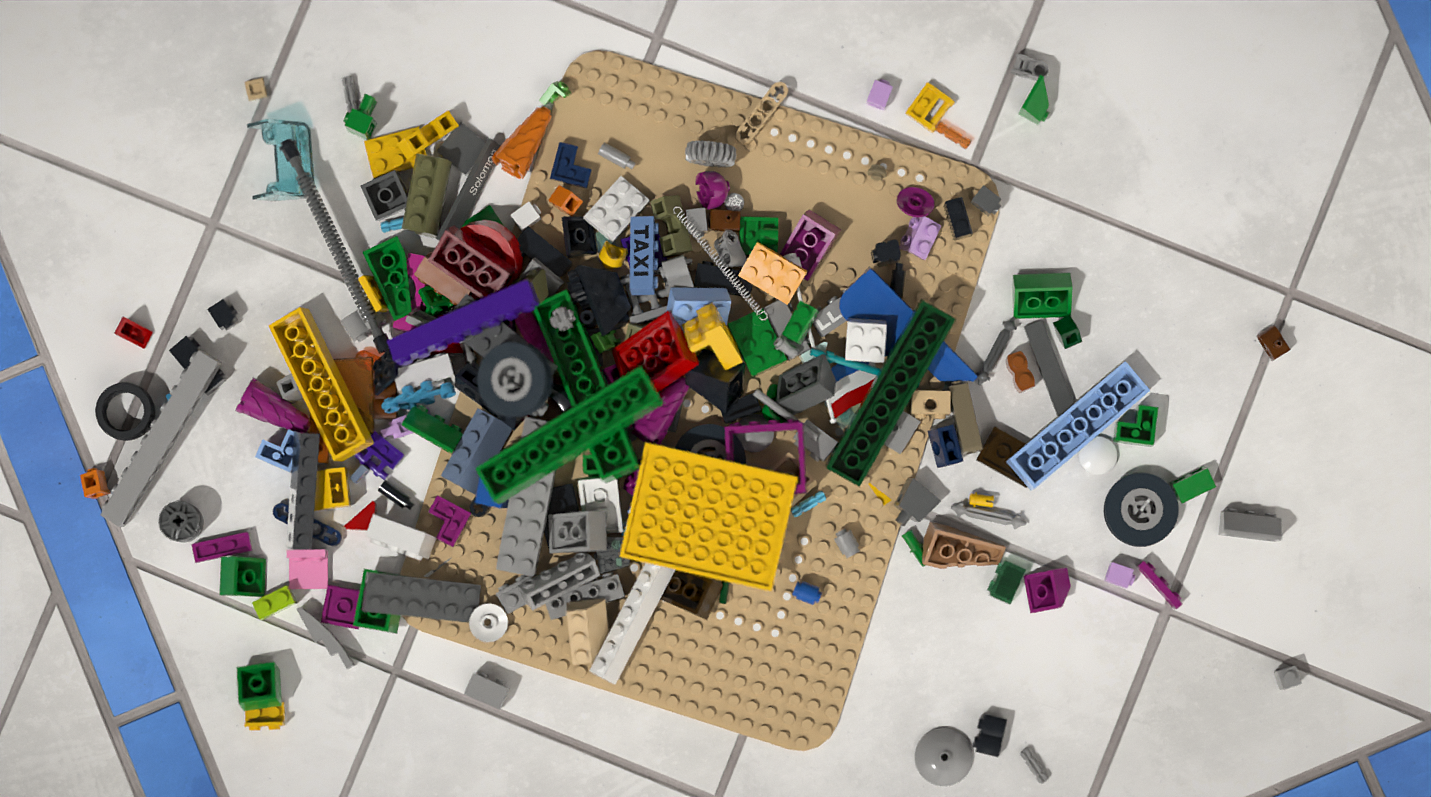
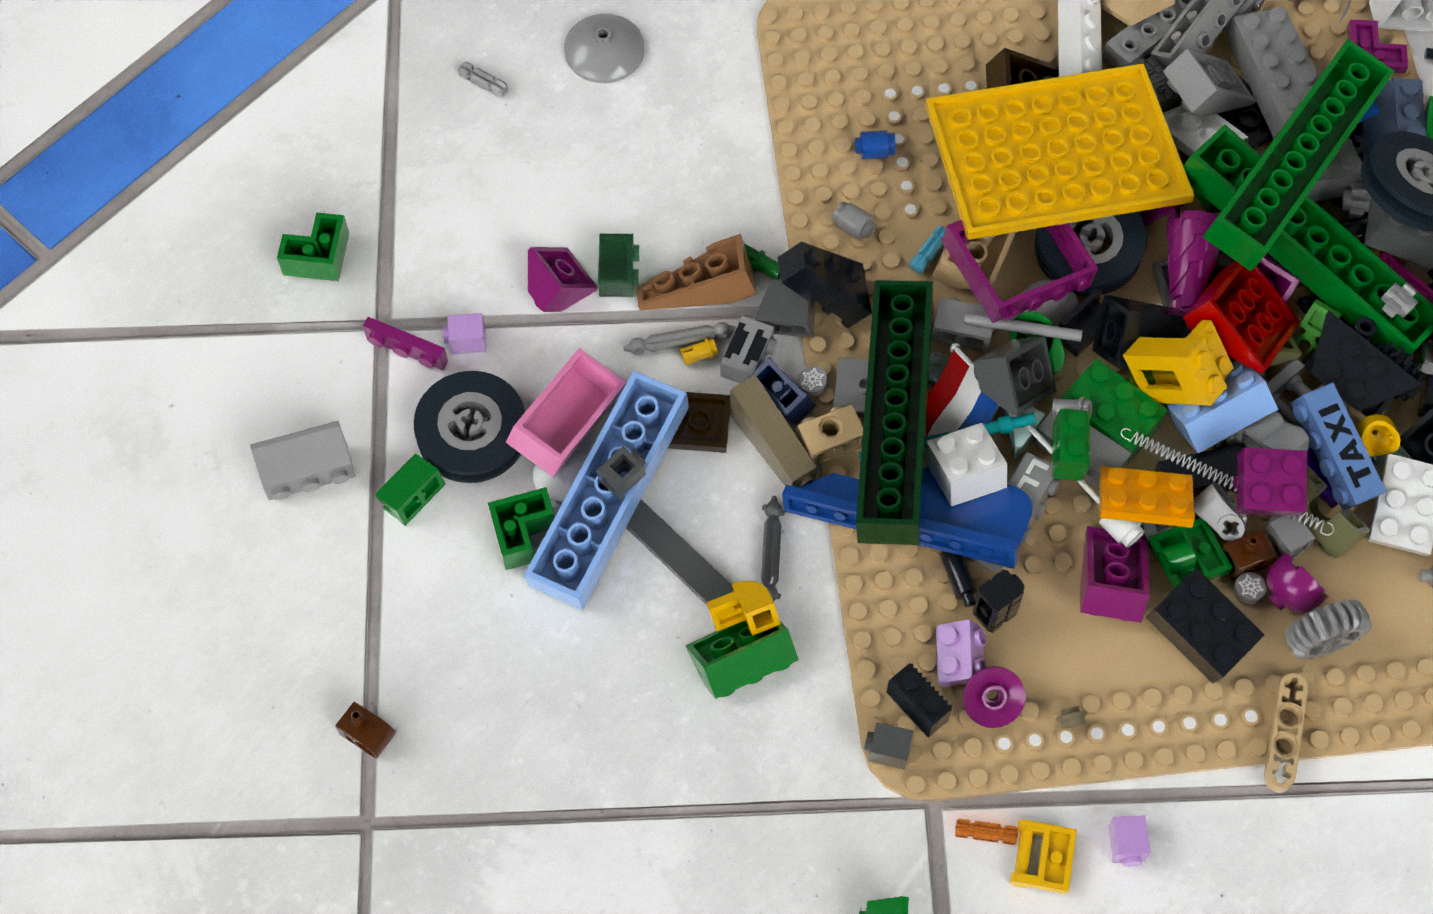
camera: 155 degrees right, 20 degrees down
(702, 243) = (1271, 482): none -> magenta brick
(777, 187) = (1205, 626): none -> black brick
(887, 498) = (828, 279): none -> black wedge
(922, 446) = (813, 381): none -> light grey tile
(952, 485) = (747, 349): none -> brick
(990, 735) = (555, 86): black brick -> none
(1022, 377) = (720, 530): dark orange brick -> none
(1027, 317) = (747, 603): none -> yellow brick
(1067, 332) = (681, 613): dark green brick -> none
(1076, 417) = (620, 462): none -> dark grey brick
(1083, 485) = (565, 412): none -> bright pink piece
(1189, 670) = (317, 255): none -> green brick
(1287, 677) = (180, 300): light grey brick -> none

